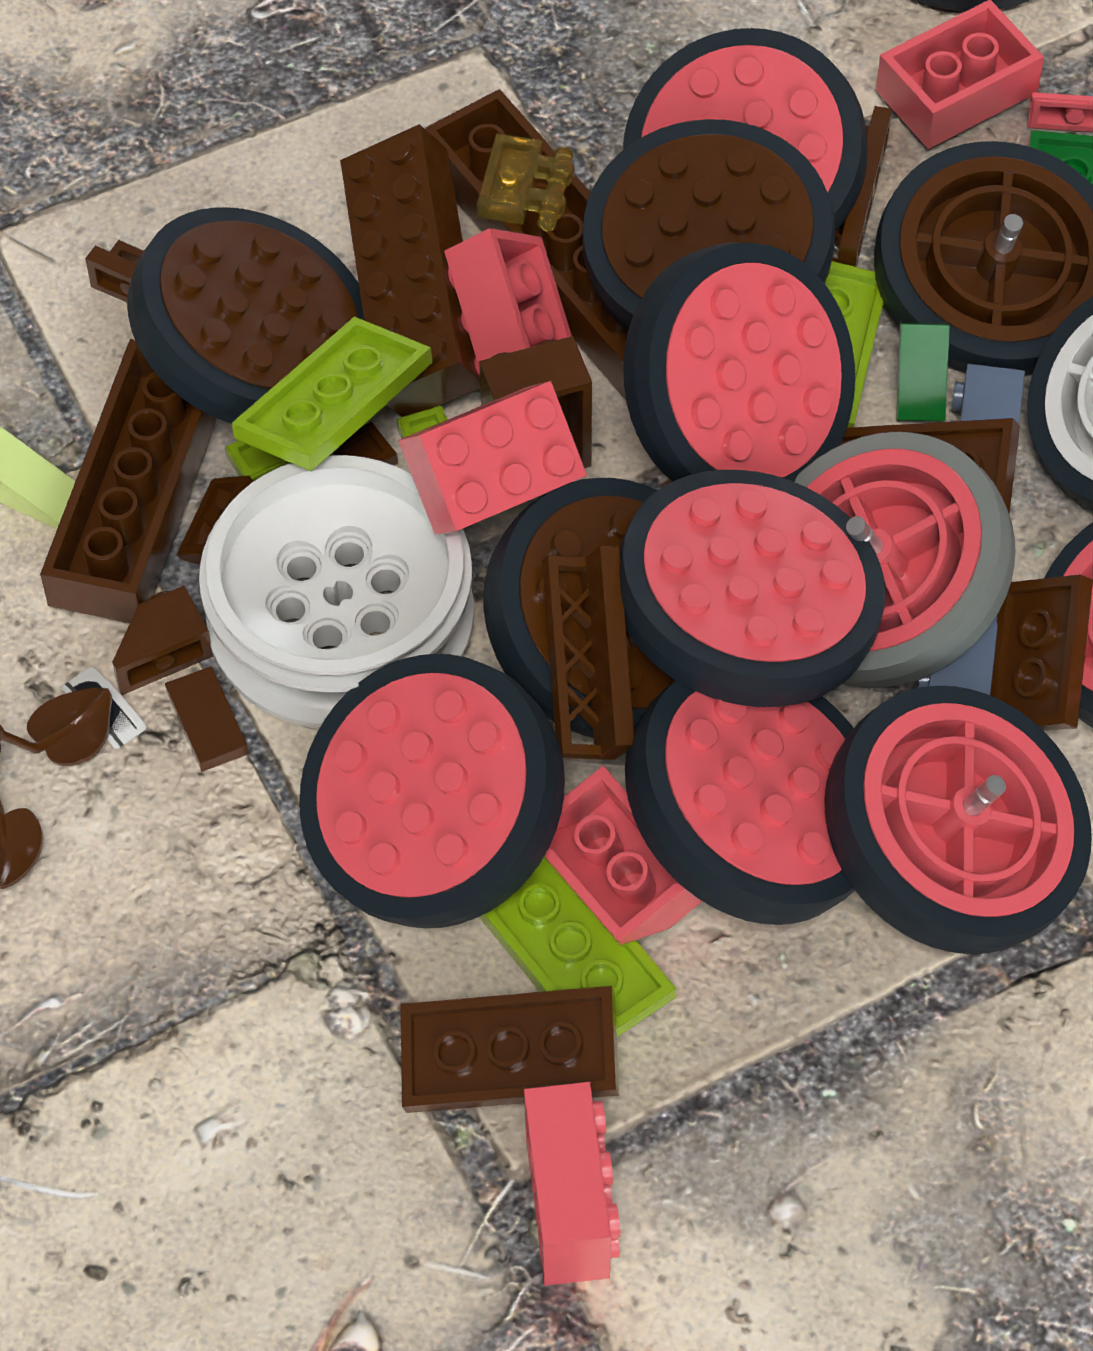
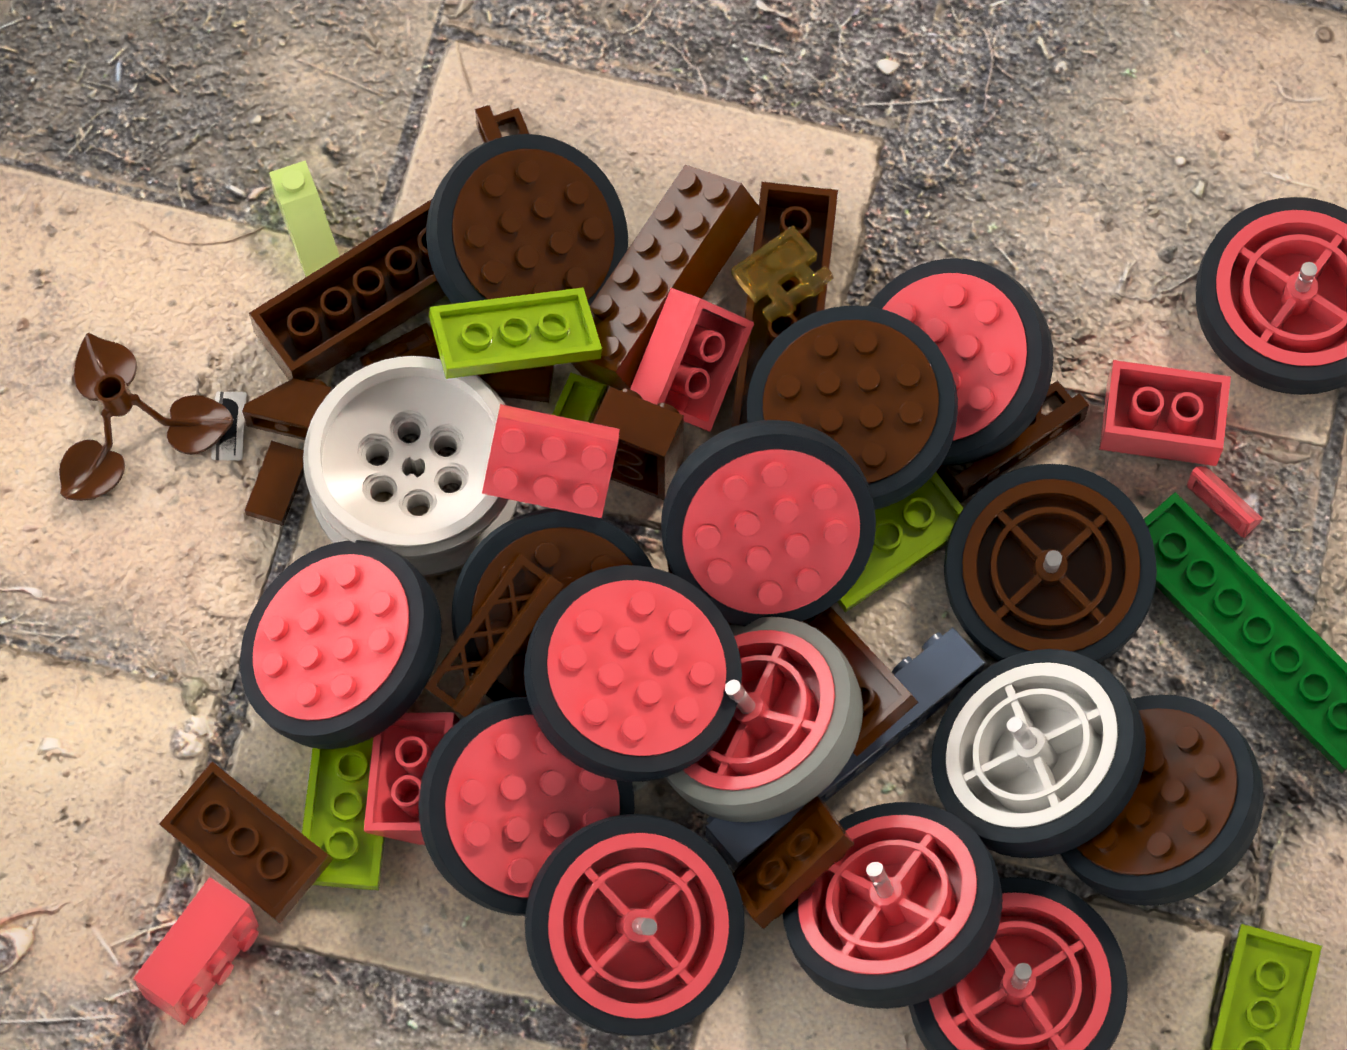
camera: 40 degrees right, 10 degrees up
(922, 371) = (922, 608): green tile -> none

